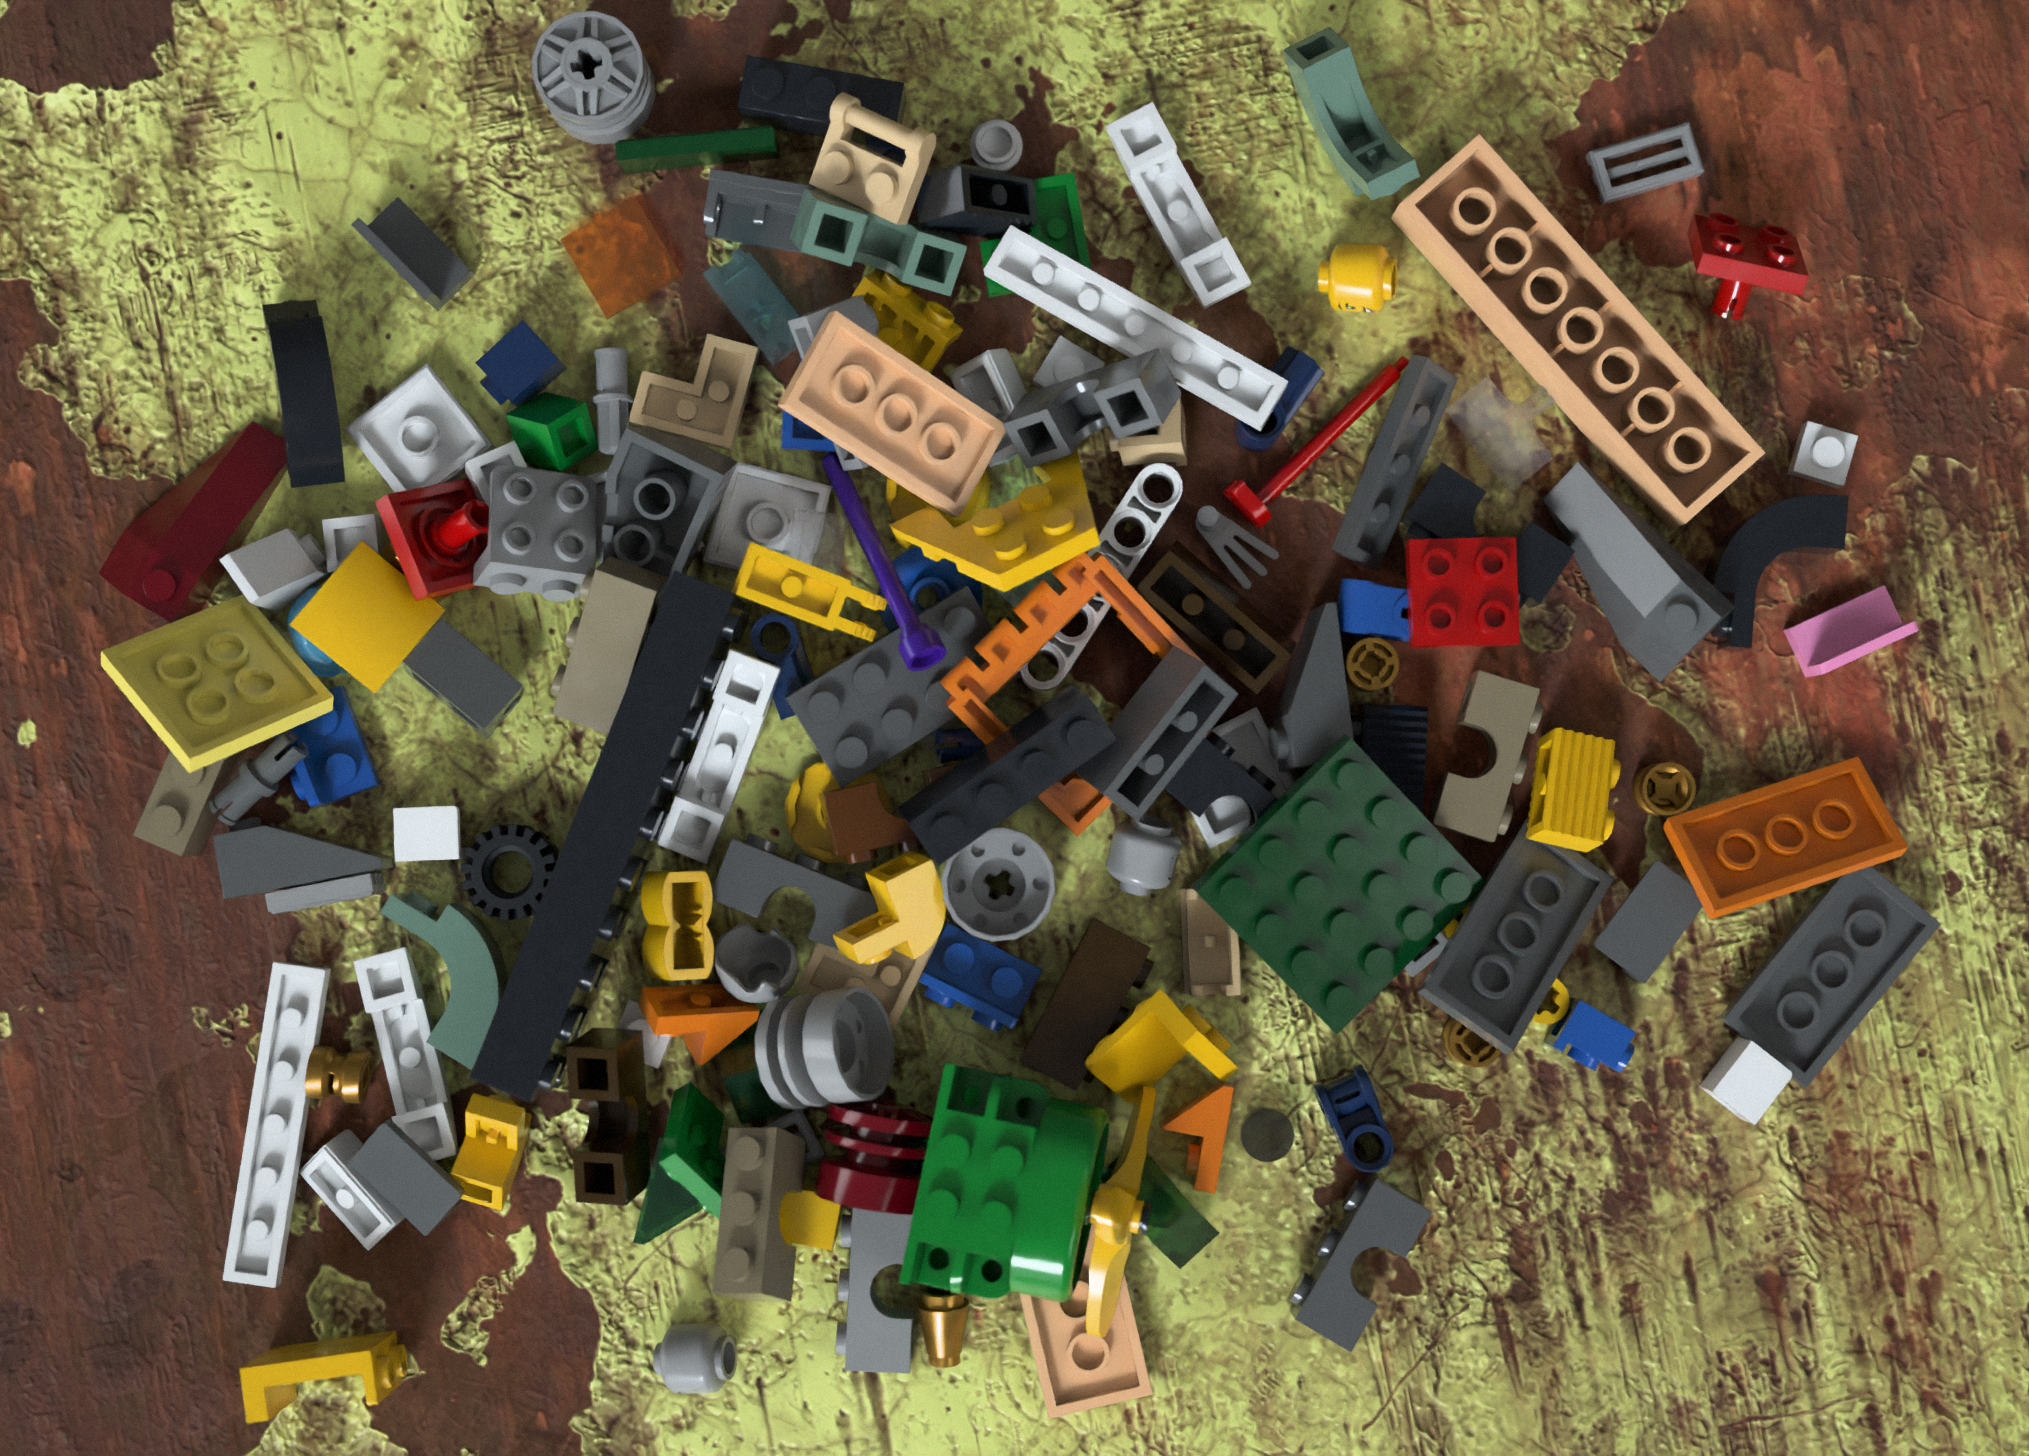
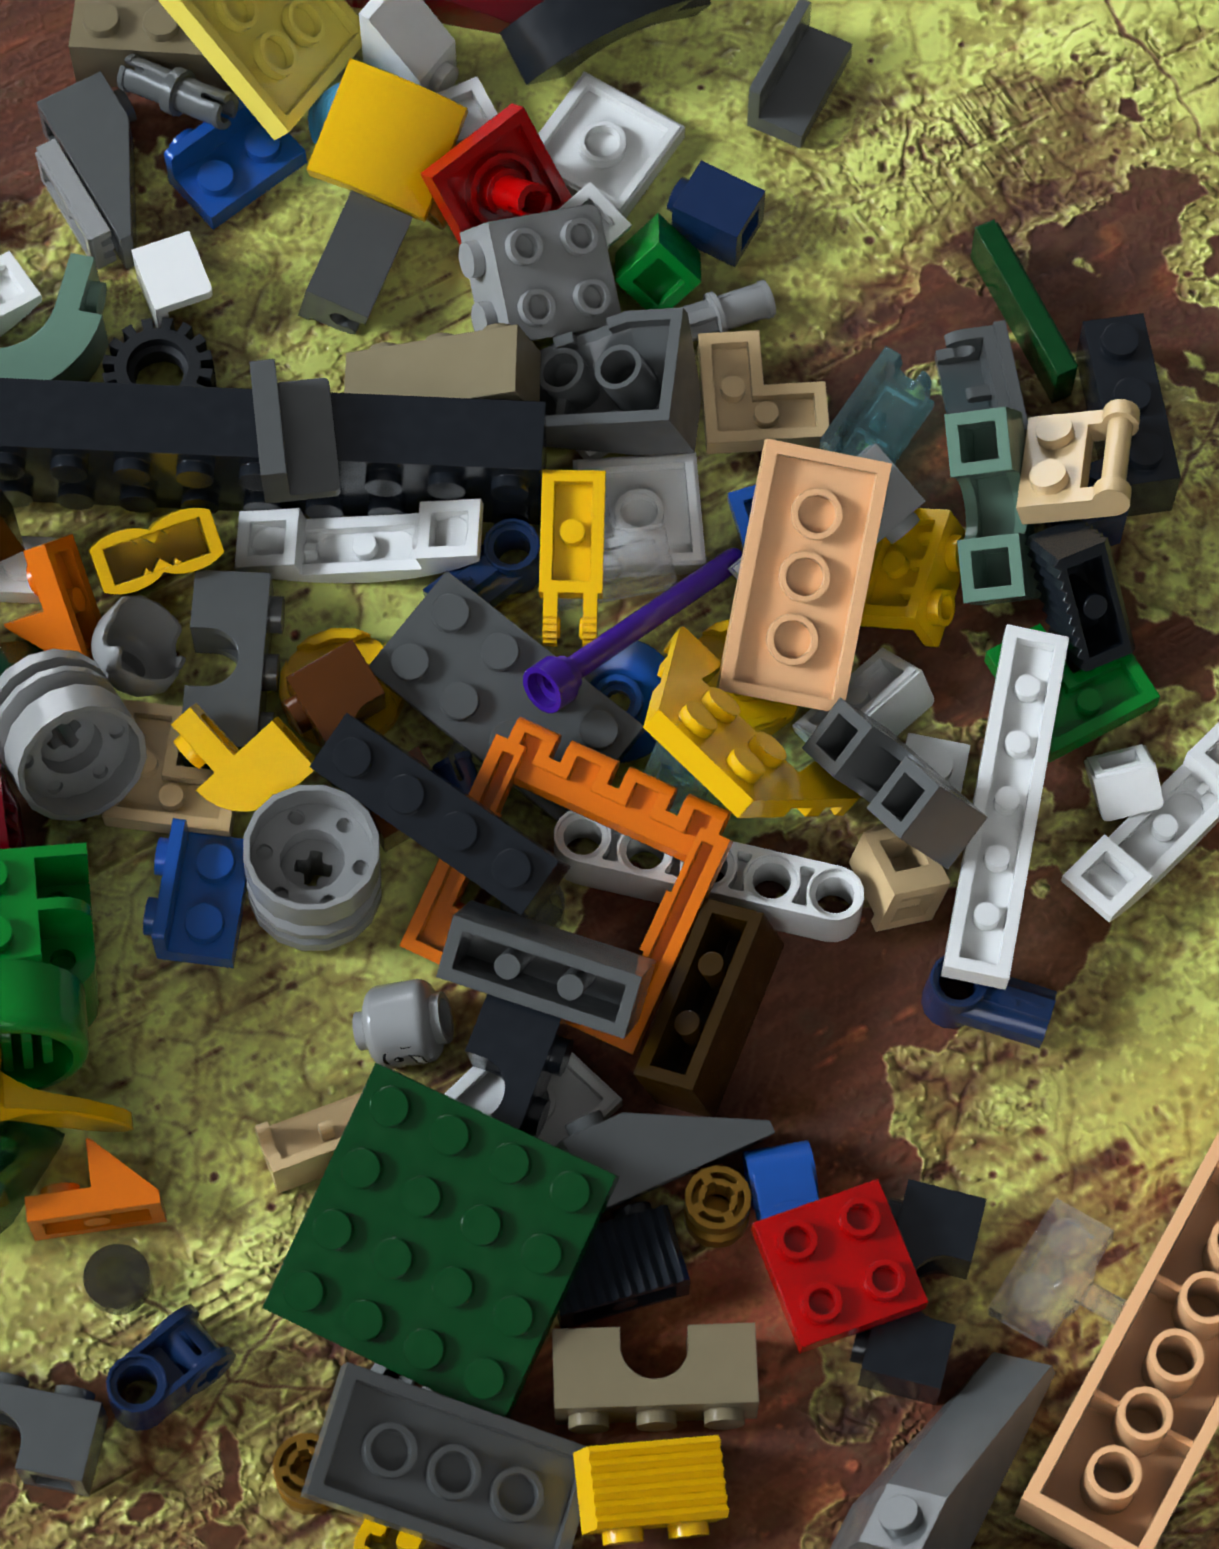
camera: 70 degrees right, 20 degrees down
(610, 103) = (1056, 179): light grey wheel -> none
(621, 258) = (876, 280): clear orange piece -> none
(639, 784) = (294, 436): none -> dark grey panel
(996, 145) = (1157, 613): white plate -> none
(1087, 1003) = (207, 1017): dark brown brick -> none
(1131, 227) = (1124, 782): none -> white slope
(1154, 1042) = (180, 1100): yellow bracket -> none
(1220, 532) = (812, 994): light grey piece -> none
(1254, 505) = (858, 1019): red piece -> none
(1358, 277) = (1169, 1045): yellow head -> none
(1394, 462) = (970, 1157): dark grey plate -> none

